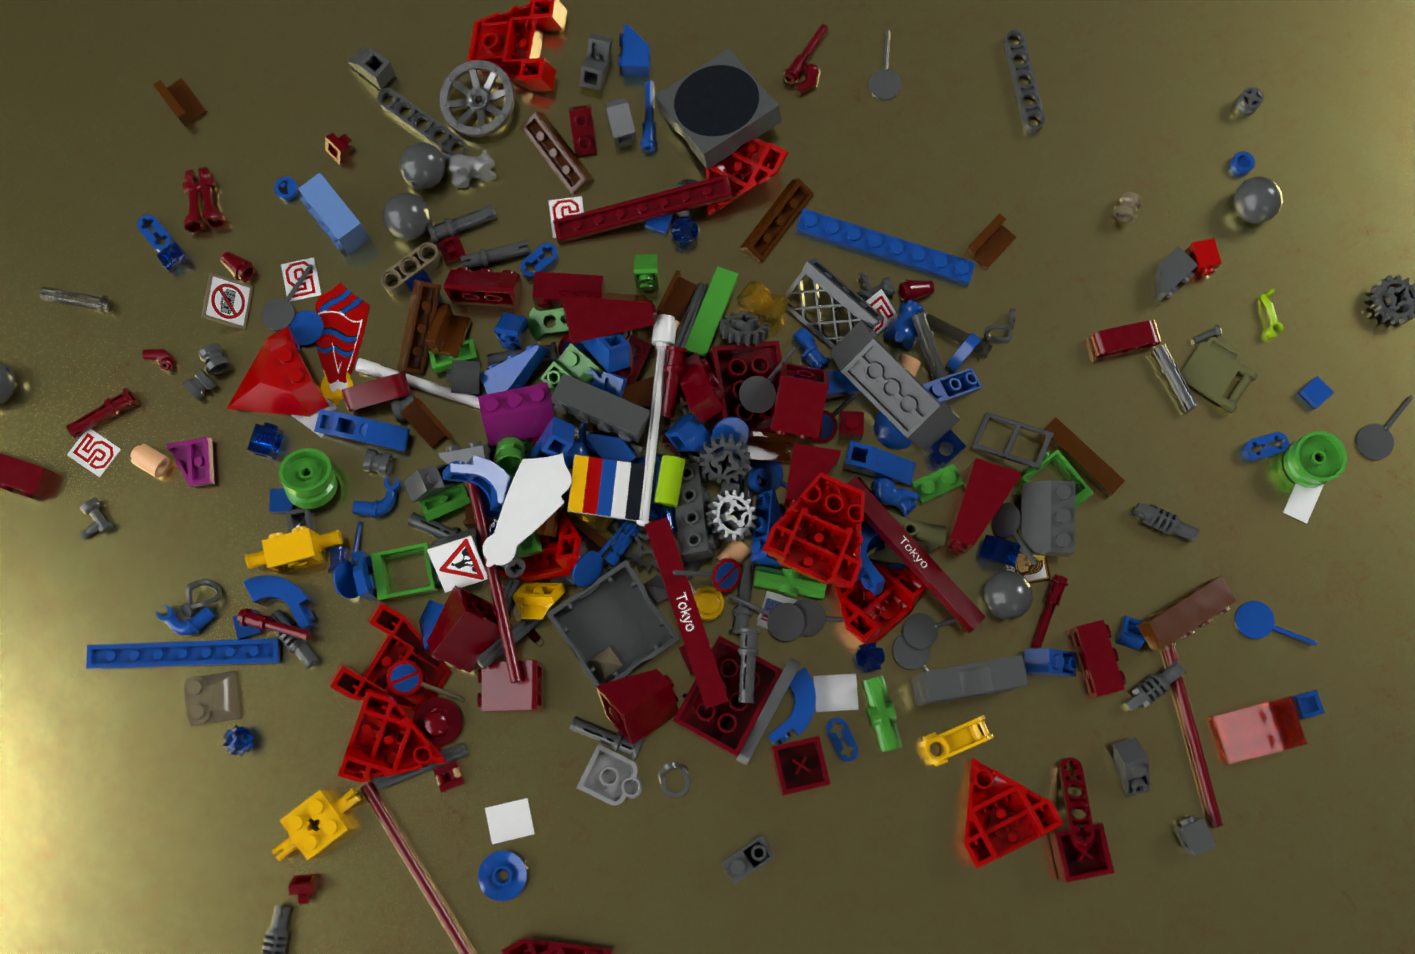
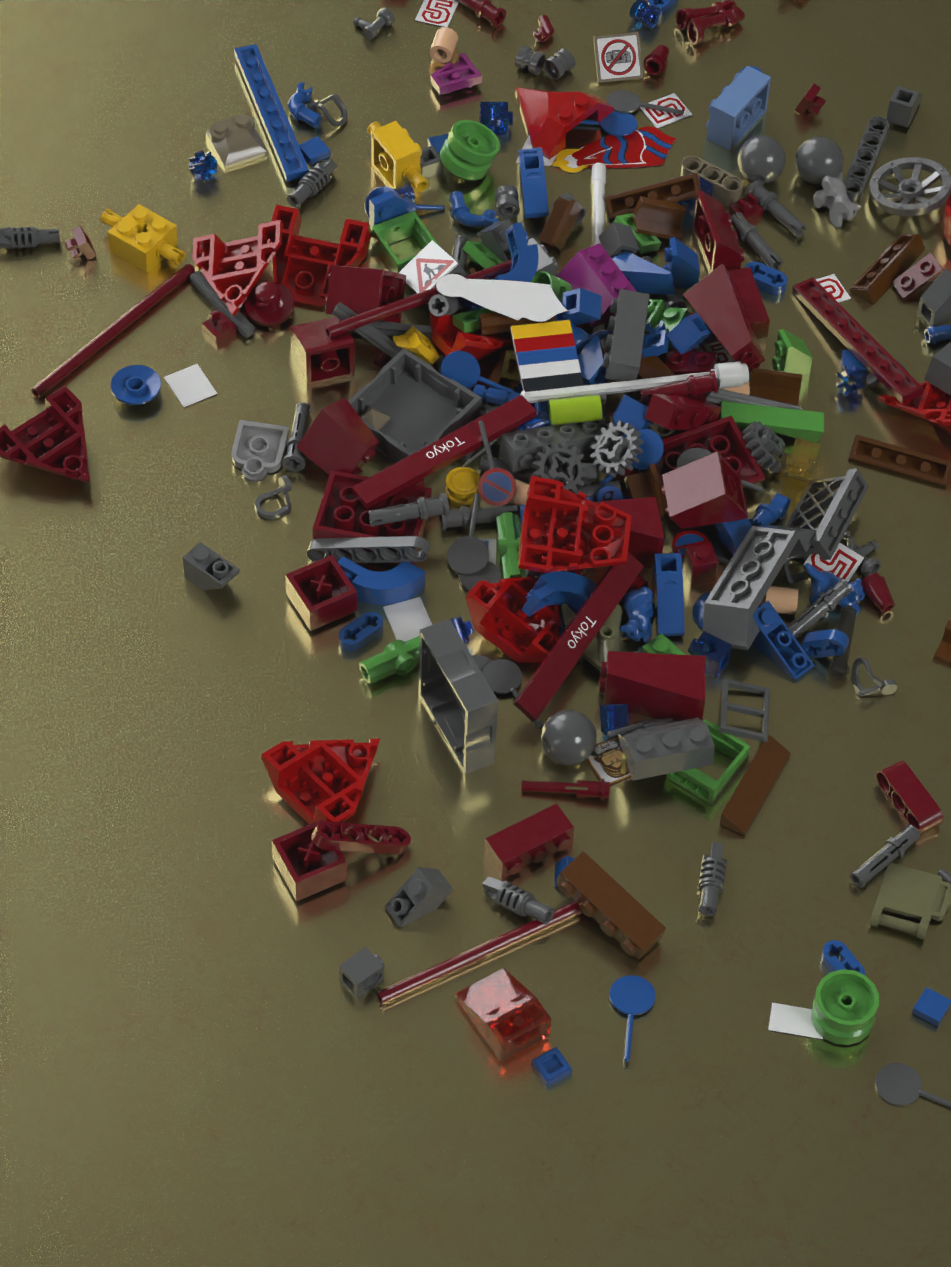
camera: 70 degrees right, 25 degrees down
(247, 617) = (320, 144): dark red pin -> none
(272, 587) = (352, 174): blue arch -> none
(376, 391) = (576, 181): dark red beam -> none
(407, 677) = (302, 267): piece -> none
(885, 247) = (915, 561): blue plate -> none
(956, 740) = (393, 727): yellow piece -> none
(1050, 662) = (508, 795): blue slope -> none

